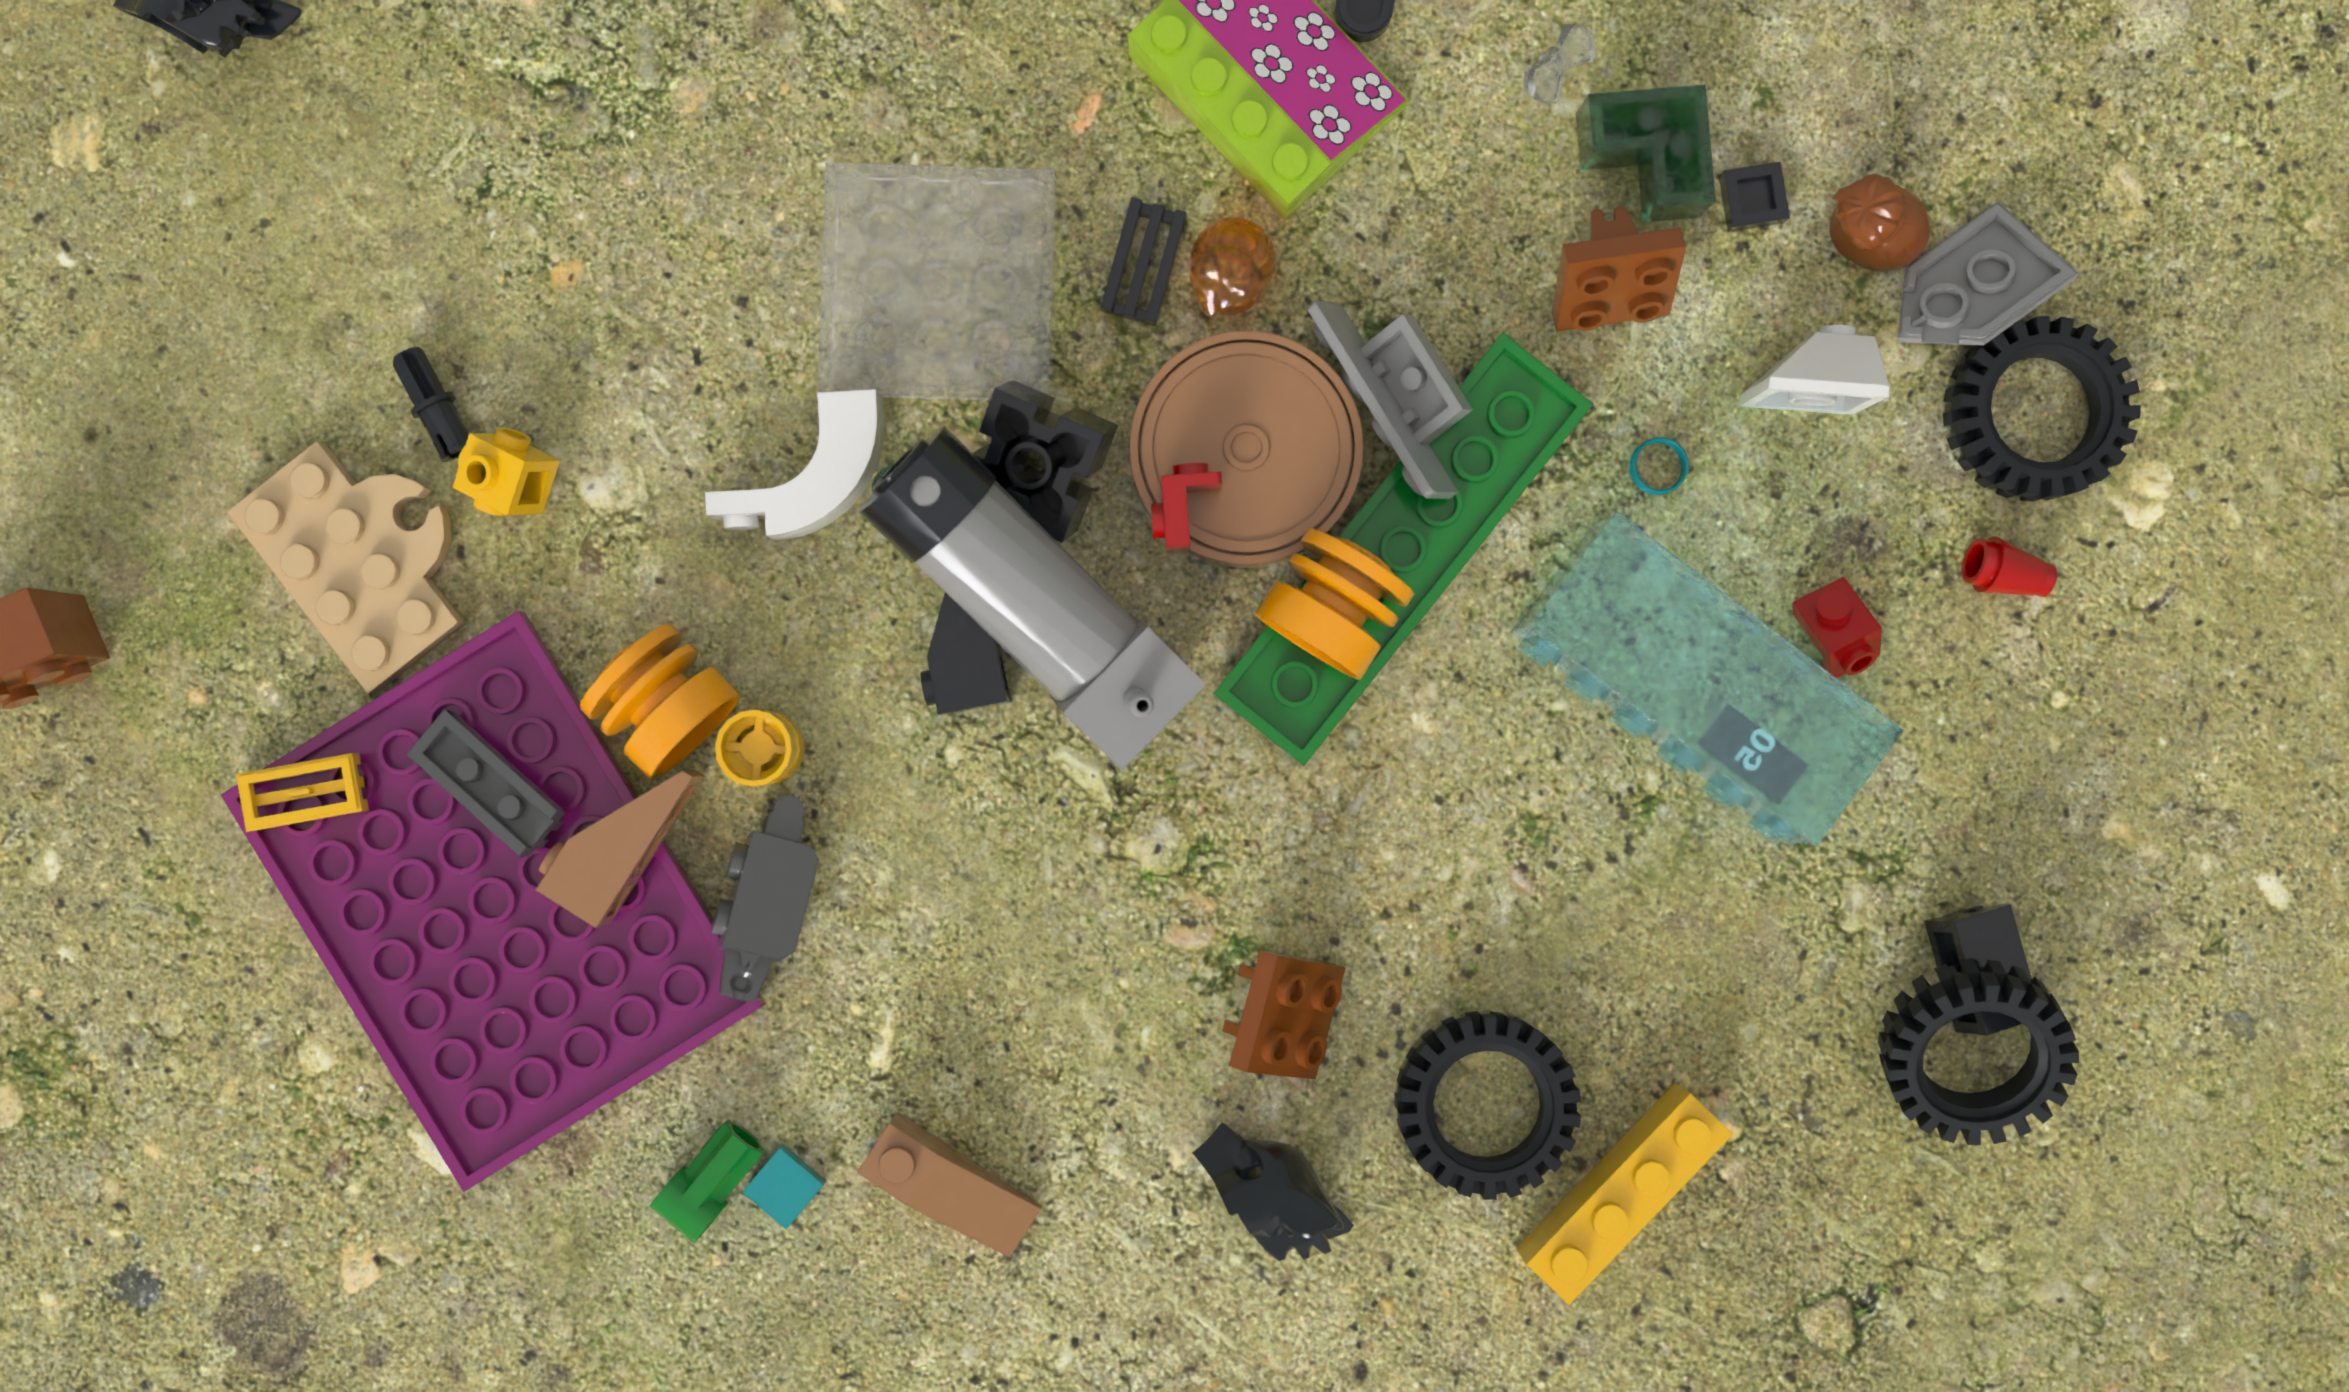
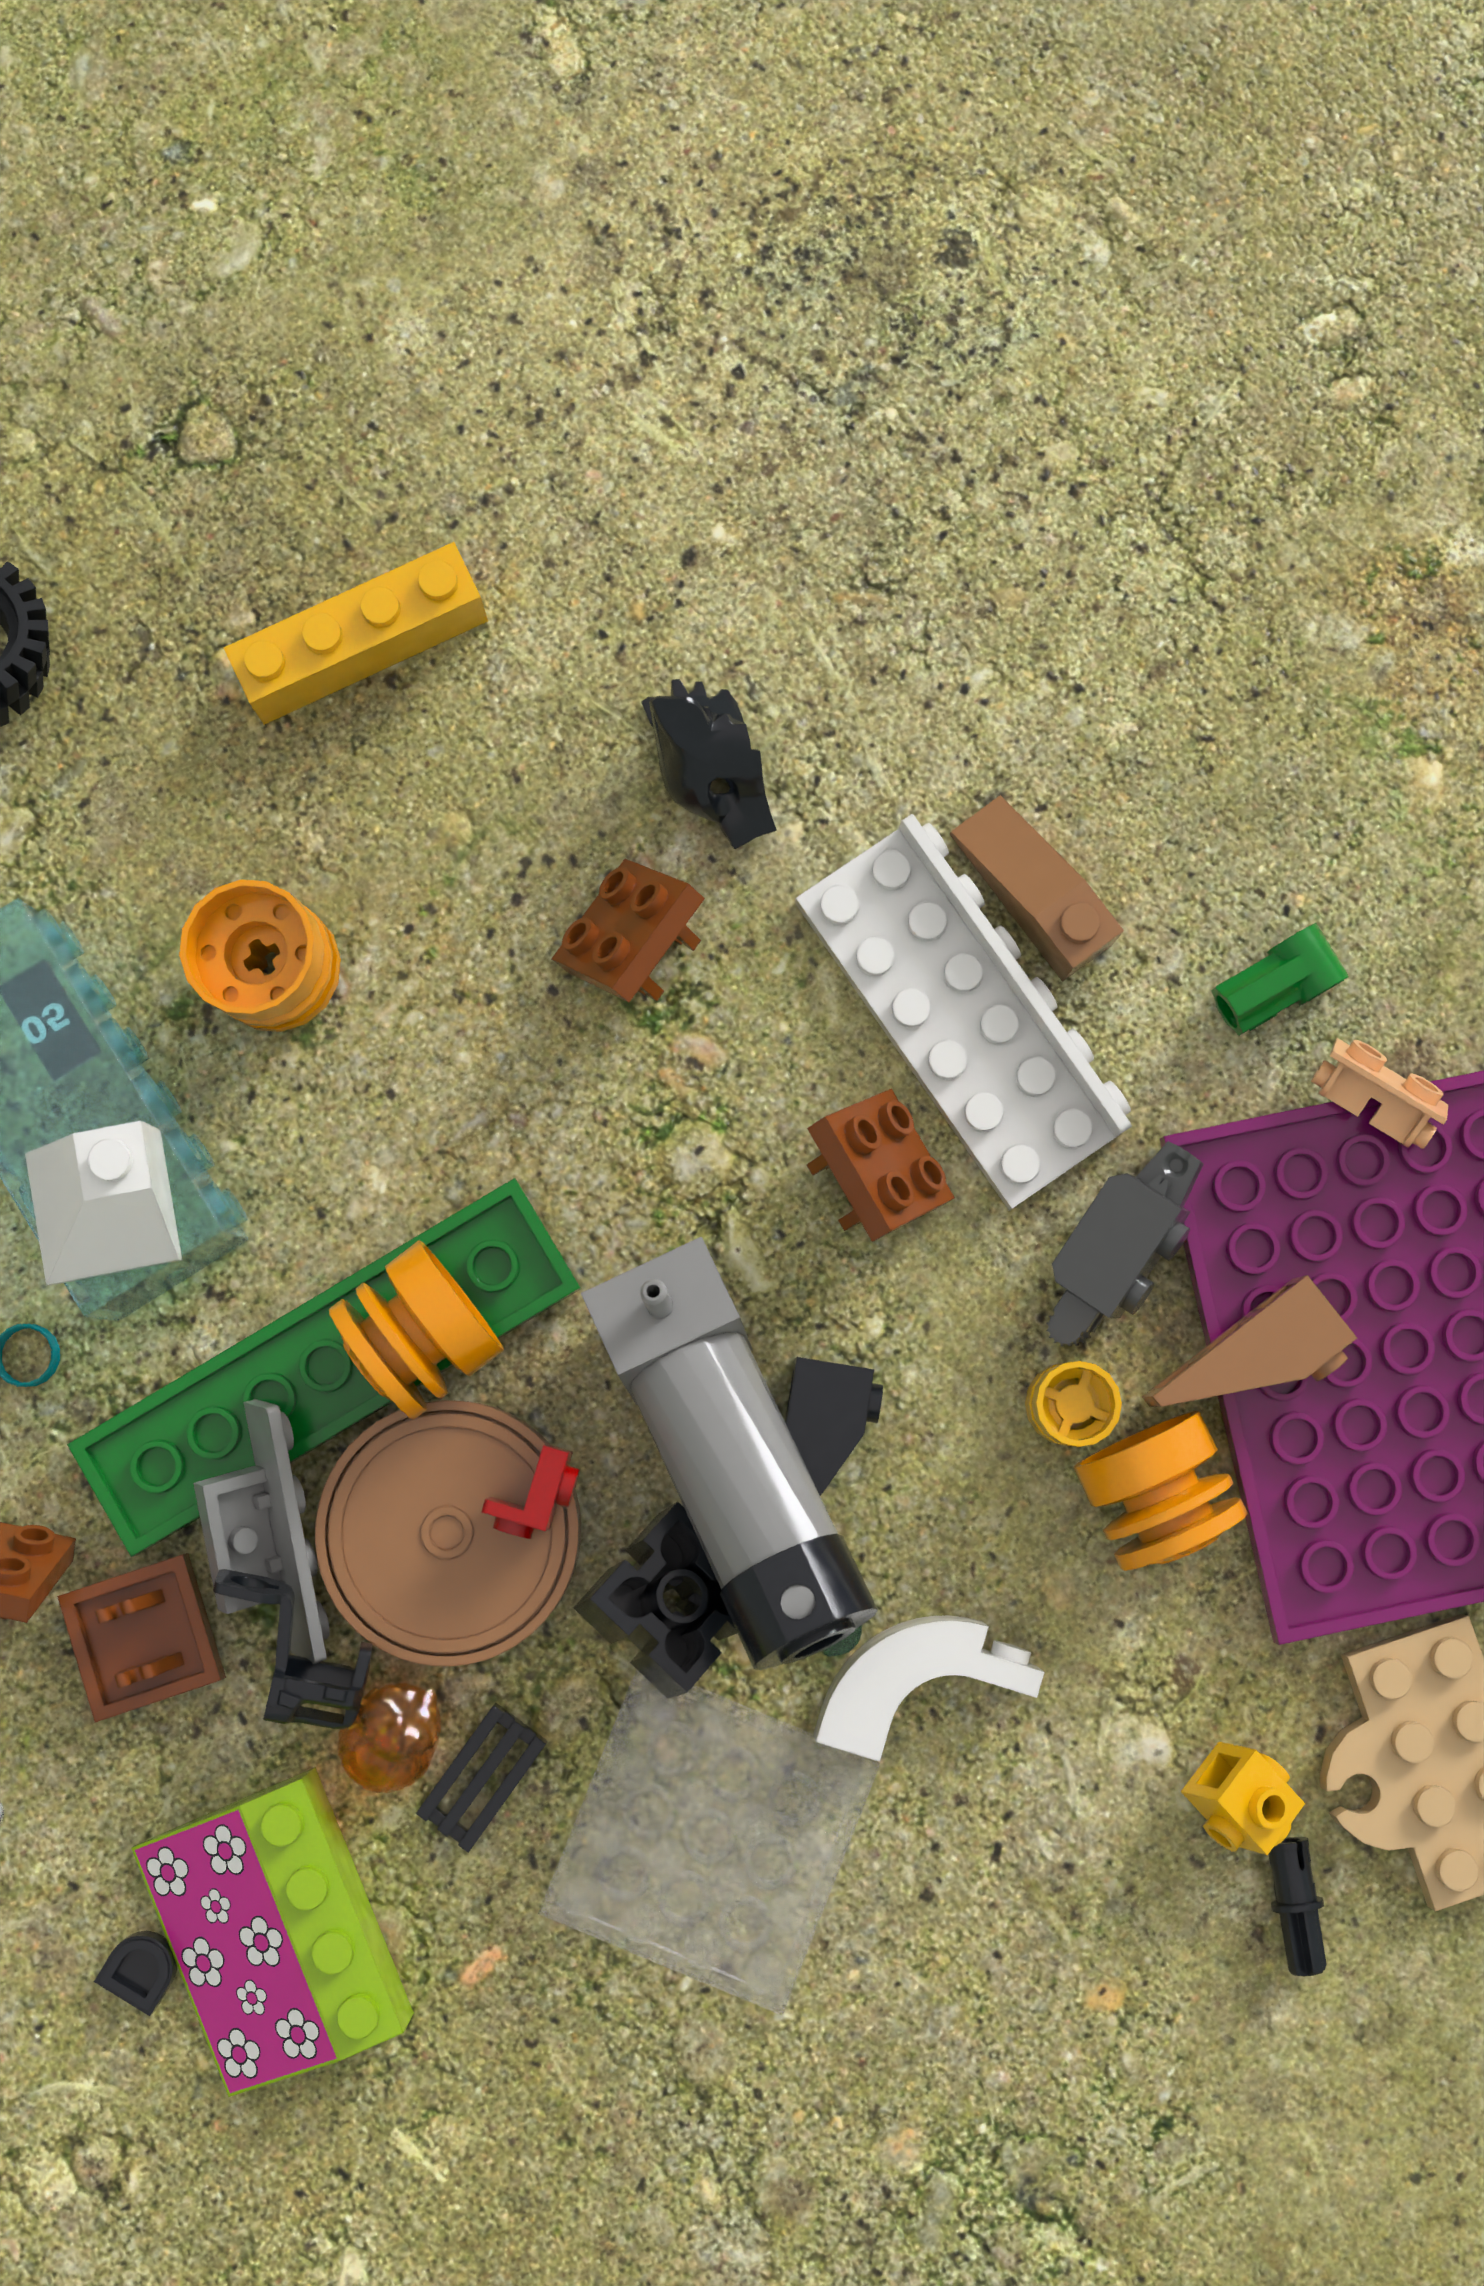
camera: 160 degrees left, 5 degrees down
(487, 784) = (1372, 1470): dark grey hinge -> none
(563, 1111) = (1404, 1102): none -> light nougat hinge
(784, 1186) = (1204, 947): teal tile -> none
(972, 1053) = (964, 1012): none -> white bracket
(995, 890) = (879, 1164): none -> dark orange plate
(1328, 285) = (295, 1677): none -> black piece
(1468, 270) = (141, 1637): none -> dark orange plate
(1535, 1153) = (454, 698): black tyre -> none
(1625, 872) = (227, 948): none -> light orange wheel
(1638, 610) = (103, 1203): none -> white slope

